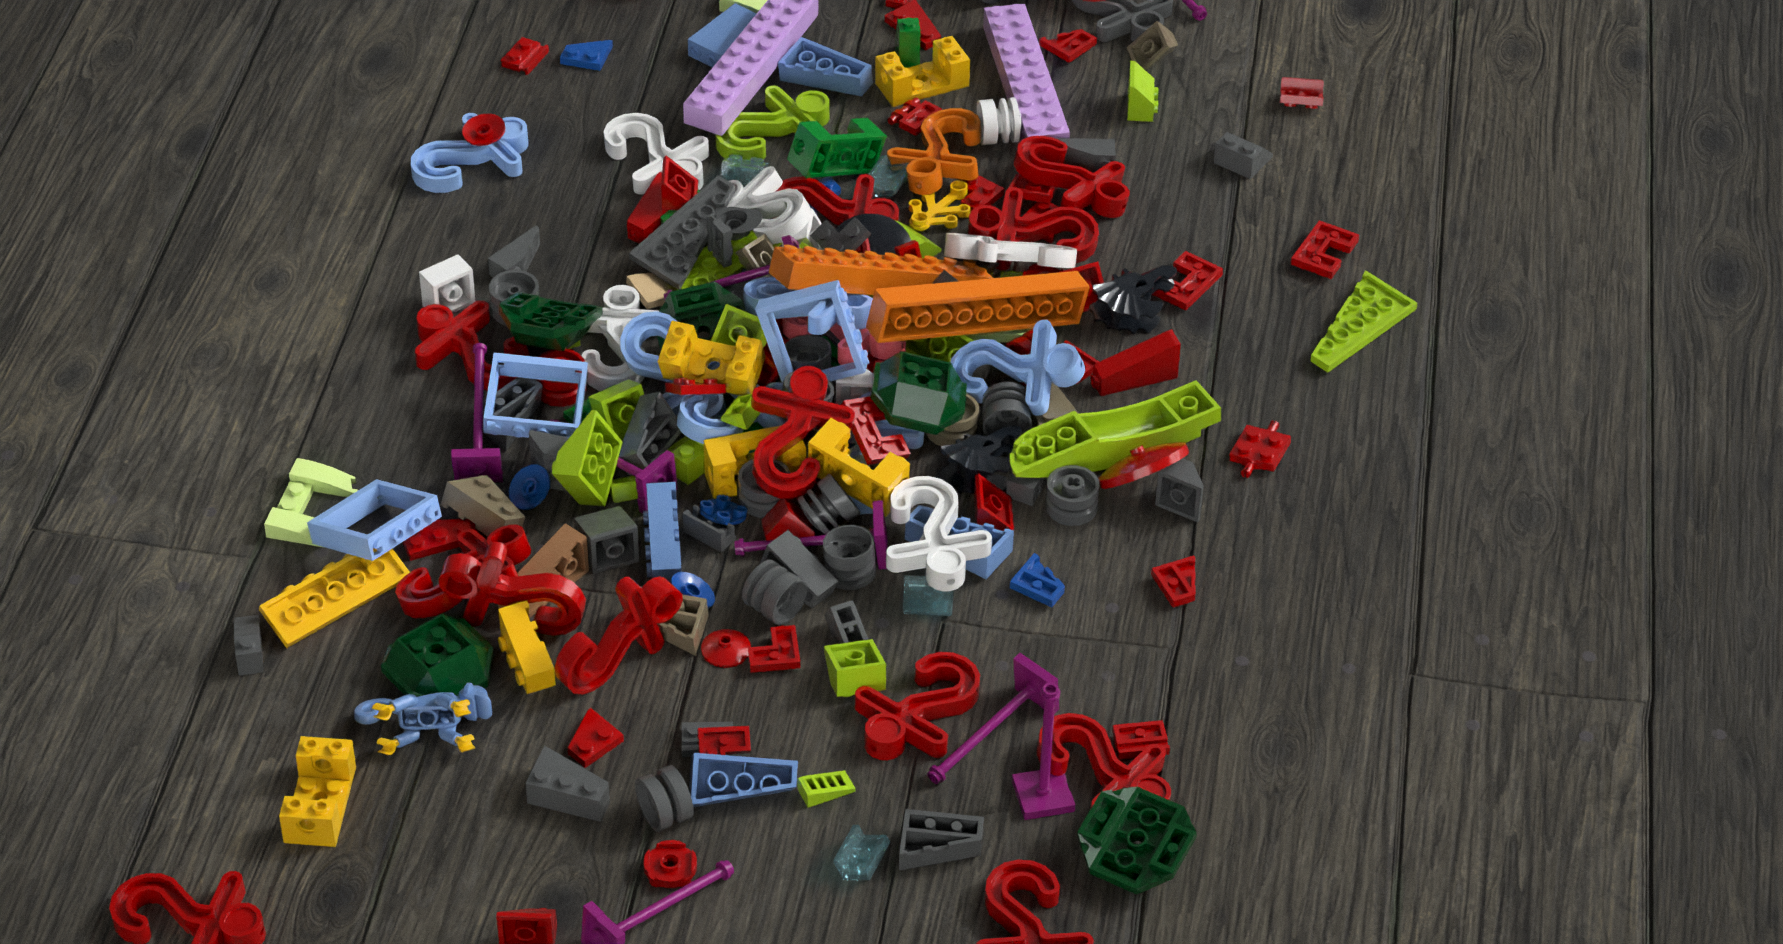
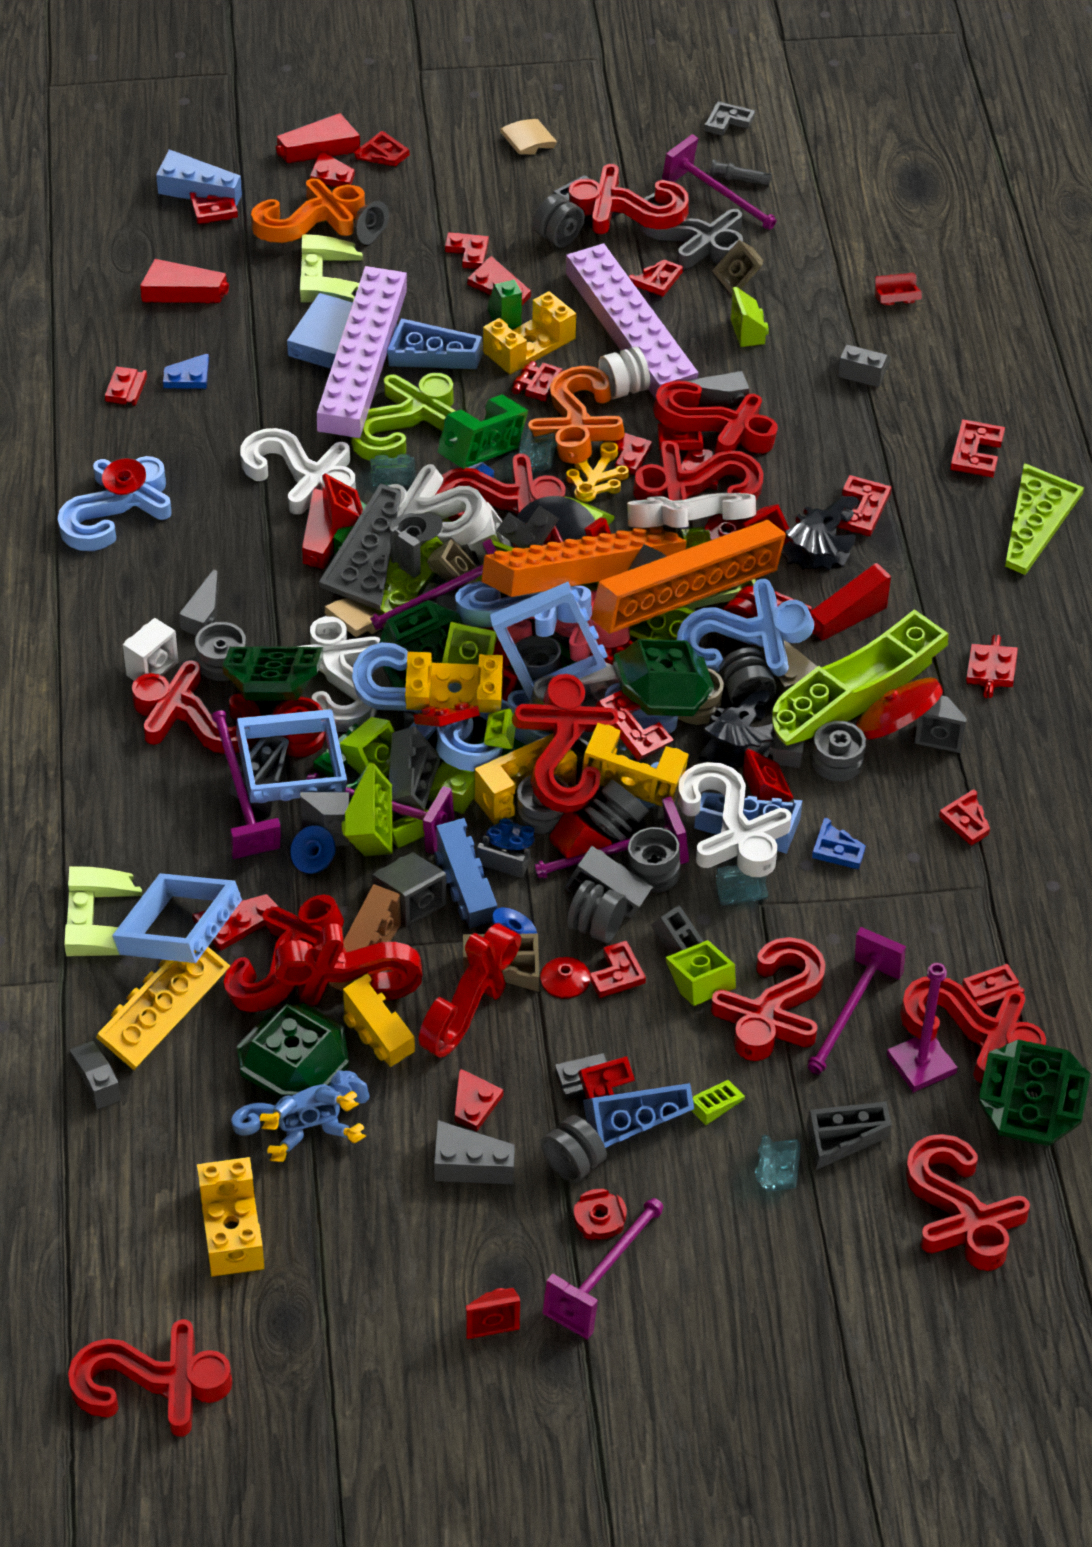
camera: 15 degrees left, 5 degrees up
(481, 503) = (277, 878): dark tan wedge -> none

